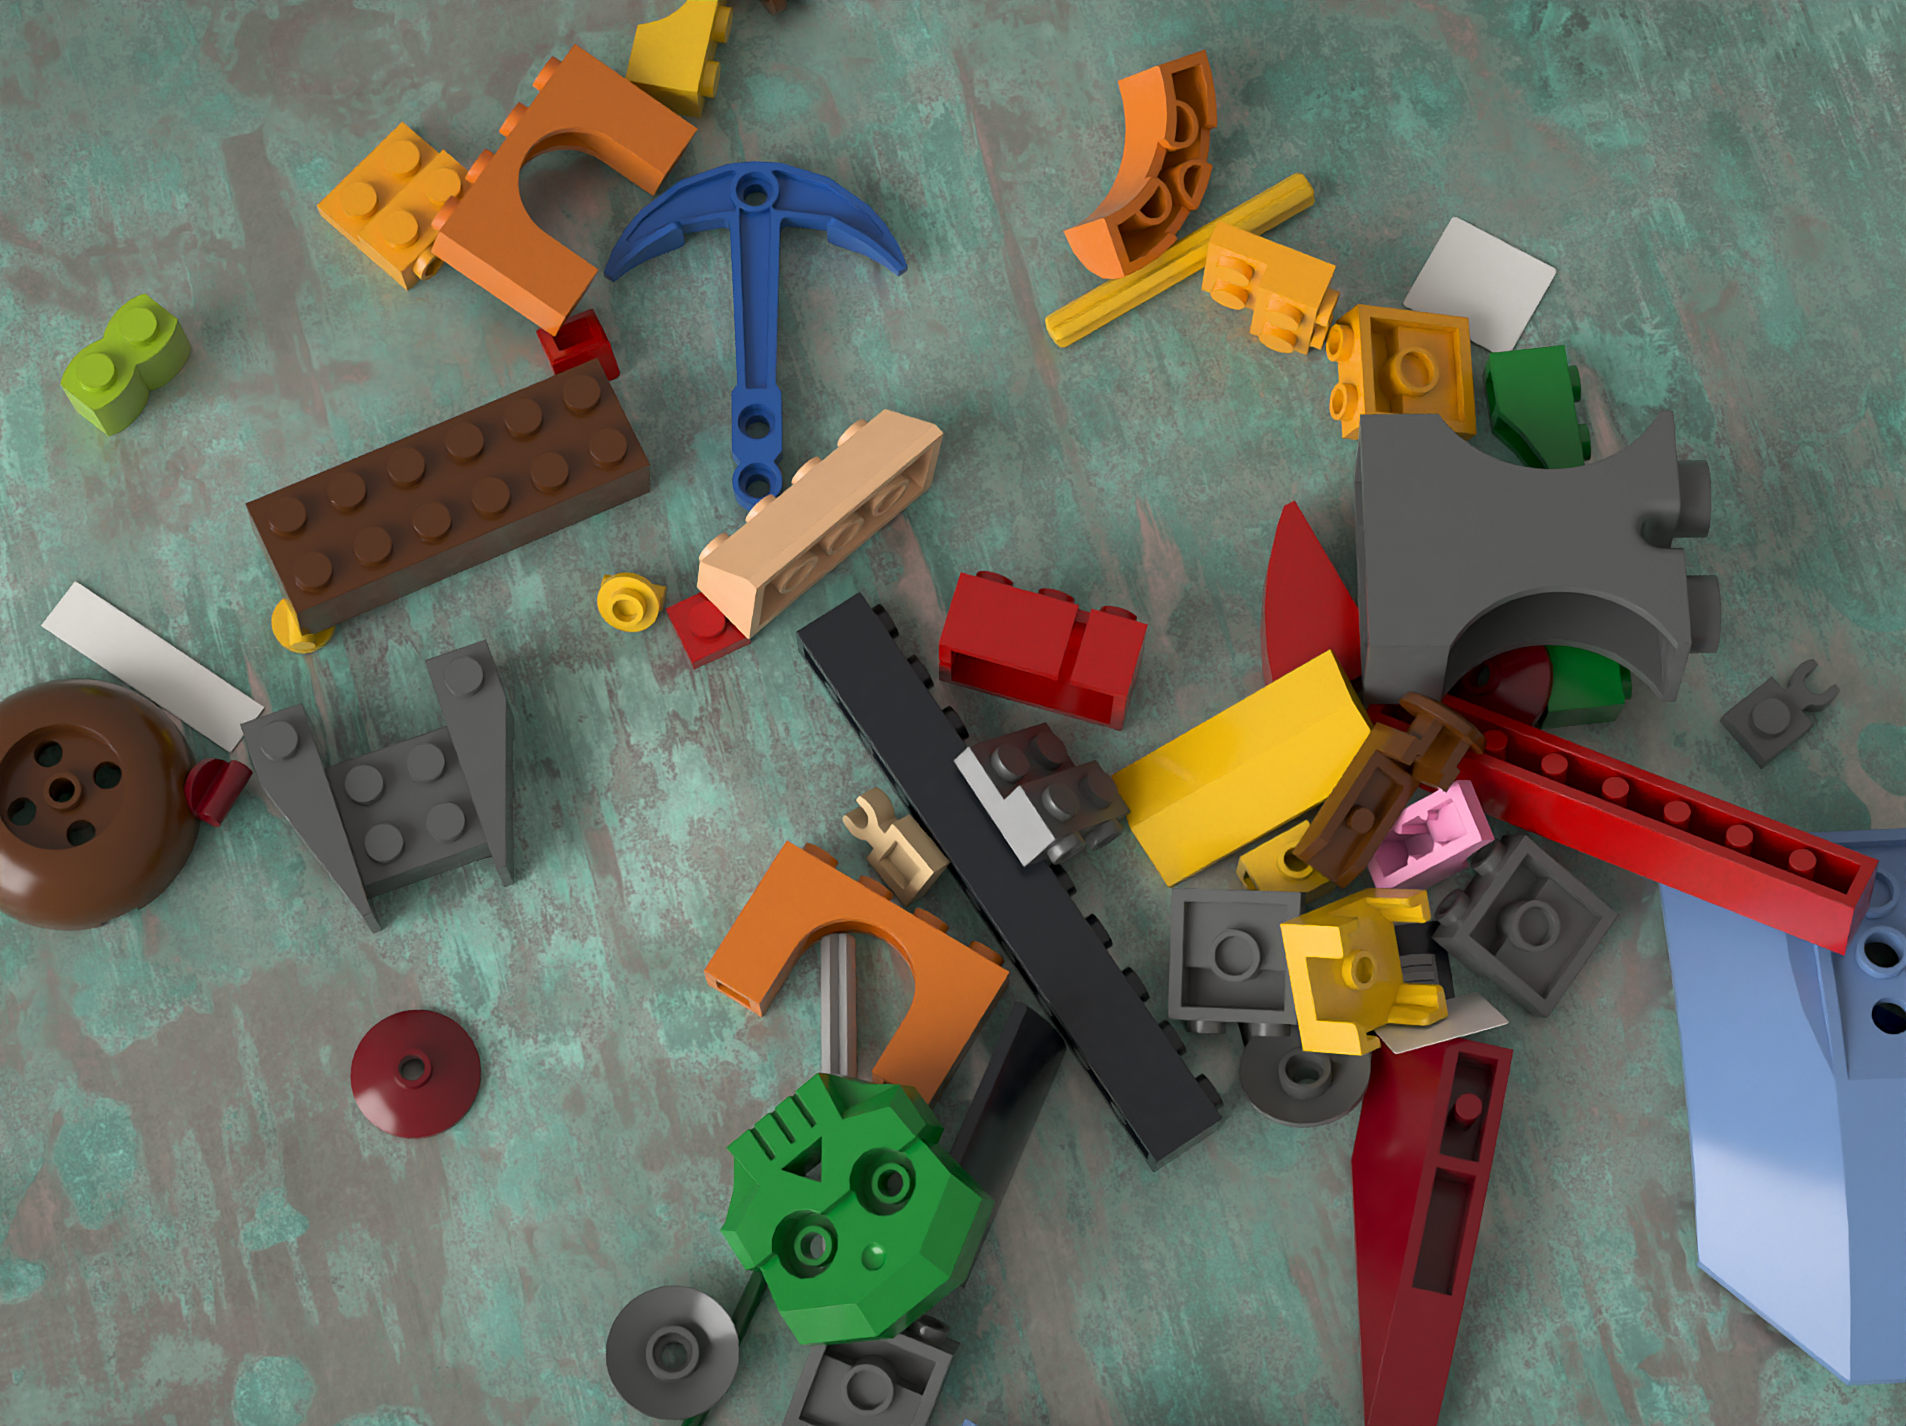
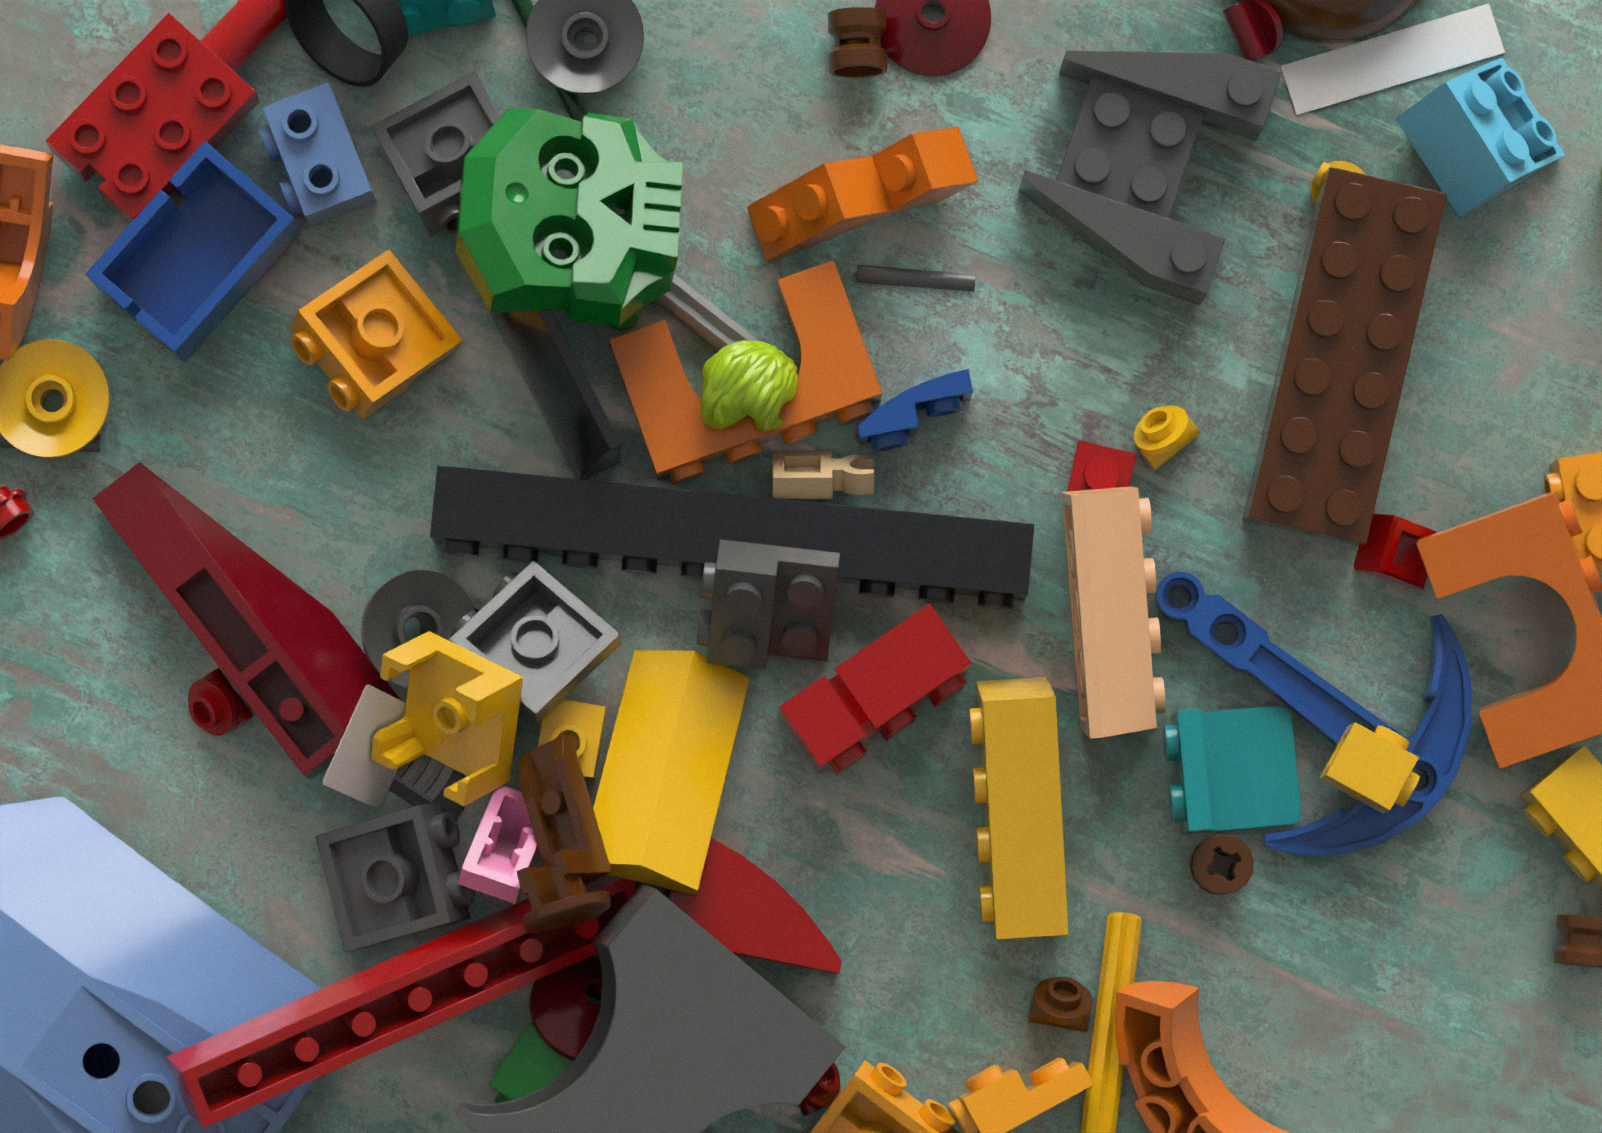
camera: 125 degrees right, 10 degrees up
(167, 536) = (1480, 135): none -> medium azure slope
(477, 1119) = (857, 42): none -> reddish brown wheel
(624, 1000) = (861, 190): none -> orange arch
(657, 908) = (916, 278): none -> dark grey piece
(778, 220) = (1372, 767): none -> yellow brick
(789, 820) = (897, 418): none -> blue slope
(866, 337) = (1232, 769): none -> teal bracket
(870, 953) = (747, 381): none -> lime hair
(949, 303) = (1212, 869): none -> reddish brown wheel
(1034, 470) = (1021, 808): none -> yellow wedge
(1088, 1319) = (372, 335): none -> light orange plate
(1166, 327) = (1061, 1004): none -> reddish brown plate
(1511, 1194) = (216, 704): none -> red plate

